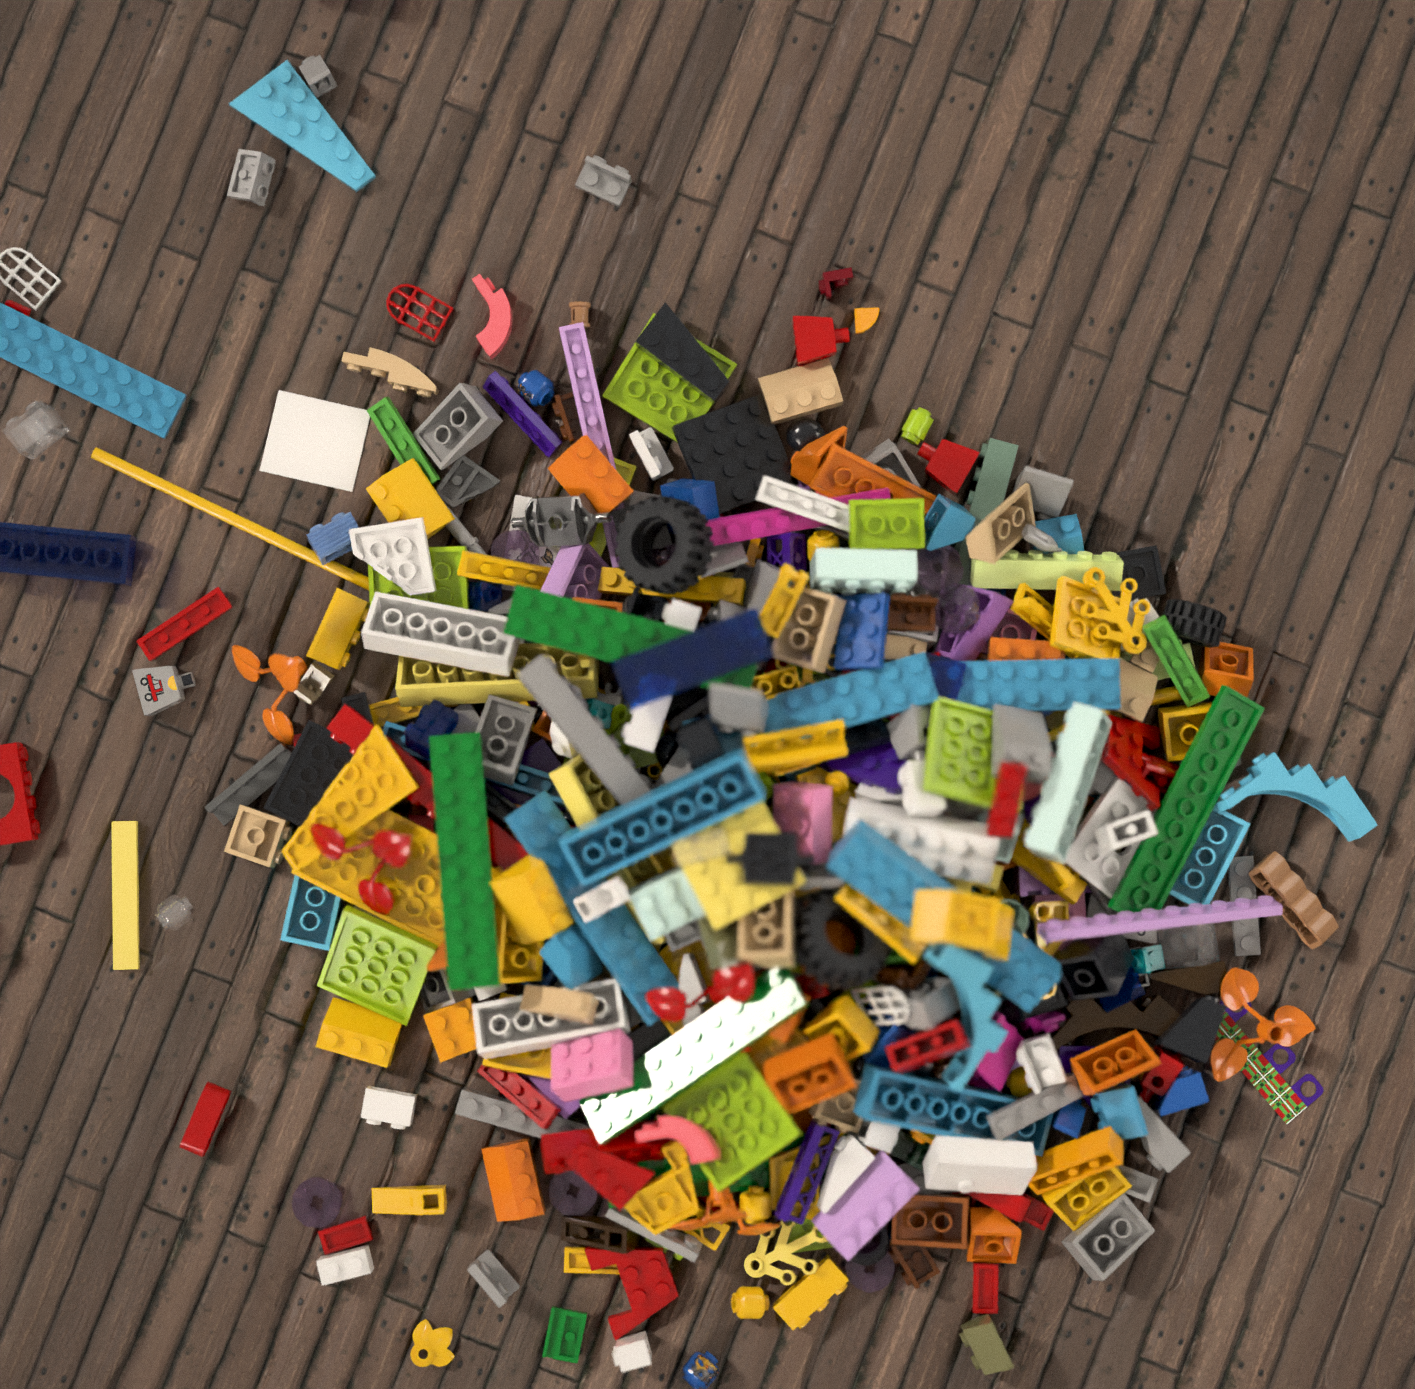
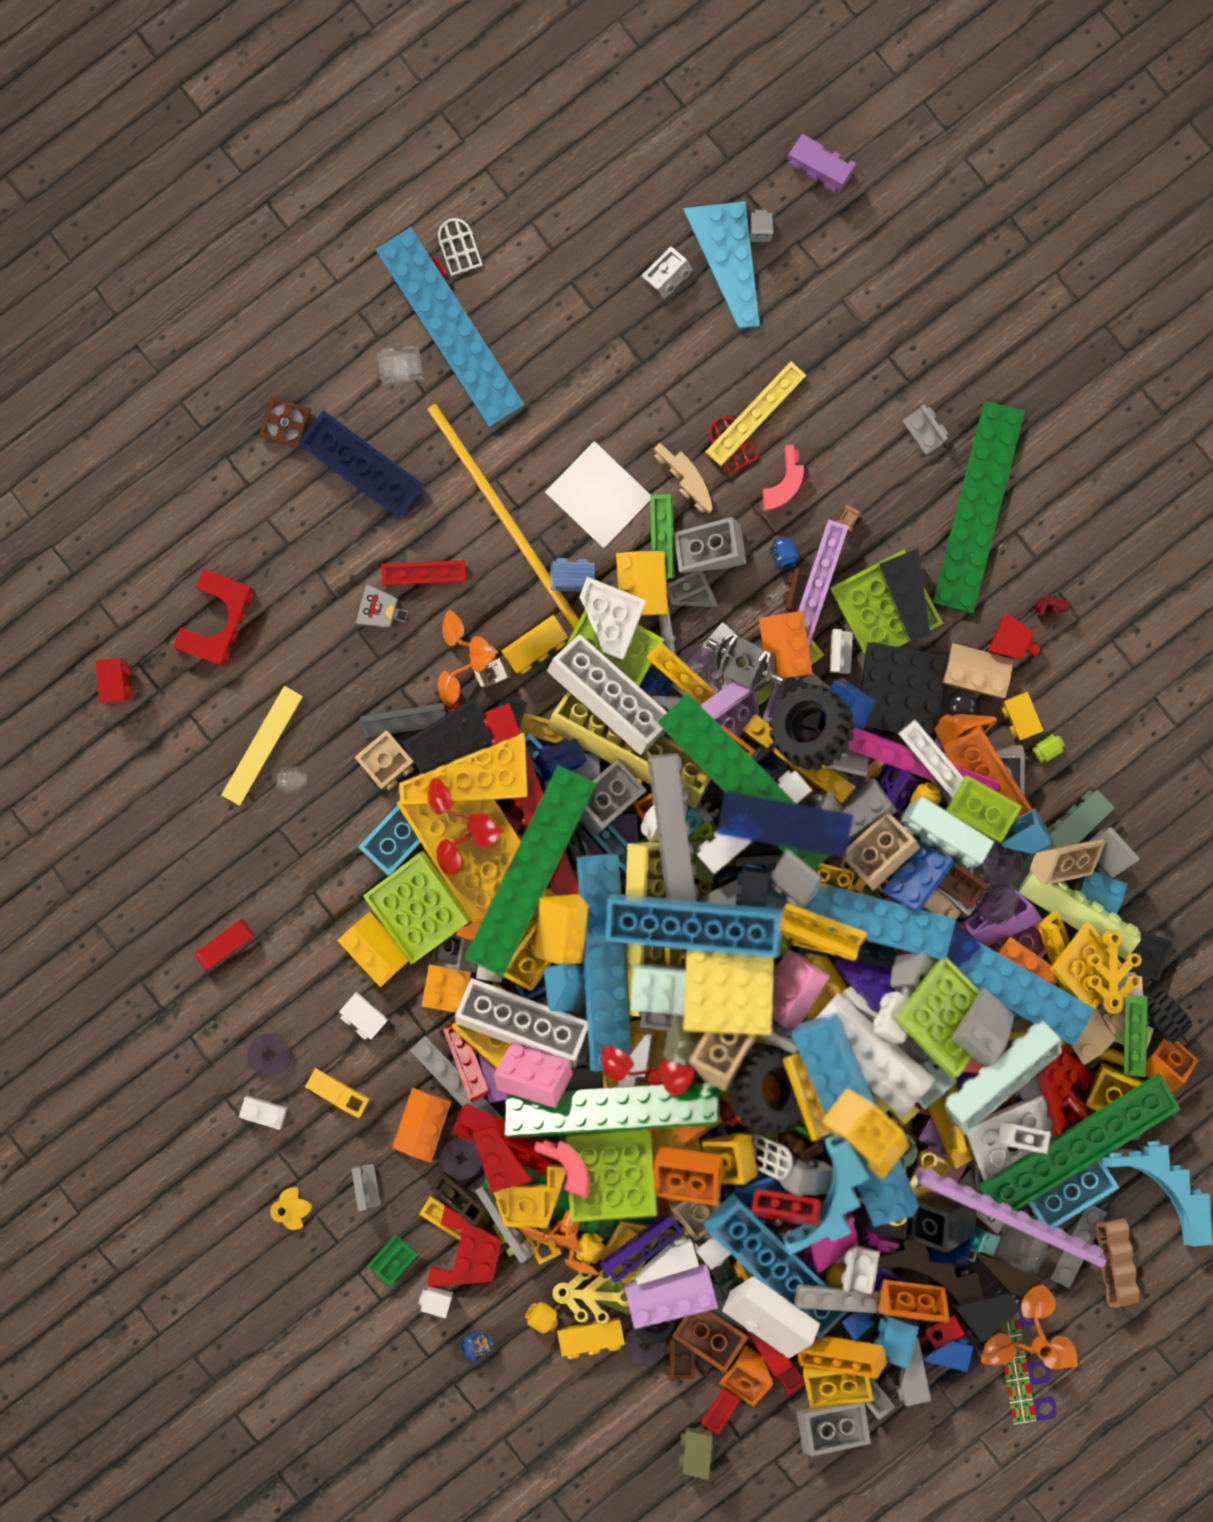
camera: 25 degrees right, 0 degrees up
(345, 1235) = (275, 1091): red tile -> none
(424, 266) = (755, 414): none -> light yellow tile
(522, 414) = (763, 567): dark purple plate -> none
(560, 1003) = (536, 1015): tan slope -> none
(602, 899) = (613, 958): white brick -> none
(701, 847) = (709, 964): clear slope -> none
(703, 227) = (978, 507): none -> green plate
(770, 859) = (754, 1003): black plate -> none
(782, 600) = (875, 819): yellow plate -> none
(838, 781) = (836, 975): yellow plate -> none
(865, 318) = (1057, 646): light orange tile -> none
(871, 410) = (1021, 717): none -> yellow brick
(948, 463) = (1055, 790): red torso -> none
(1006, 799) = (951, 1062): red plate -> none
(1039, 539) = (1089, 886): light grey piece -> none

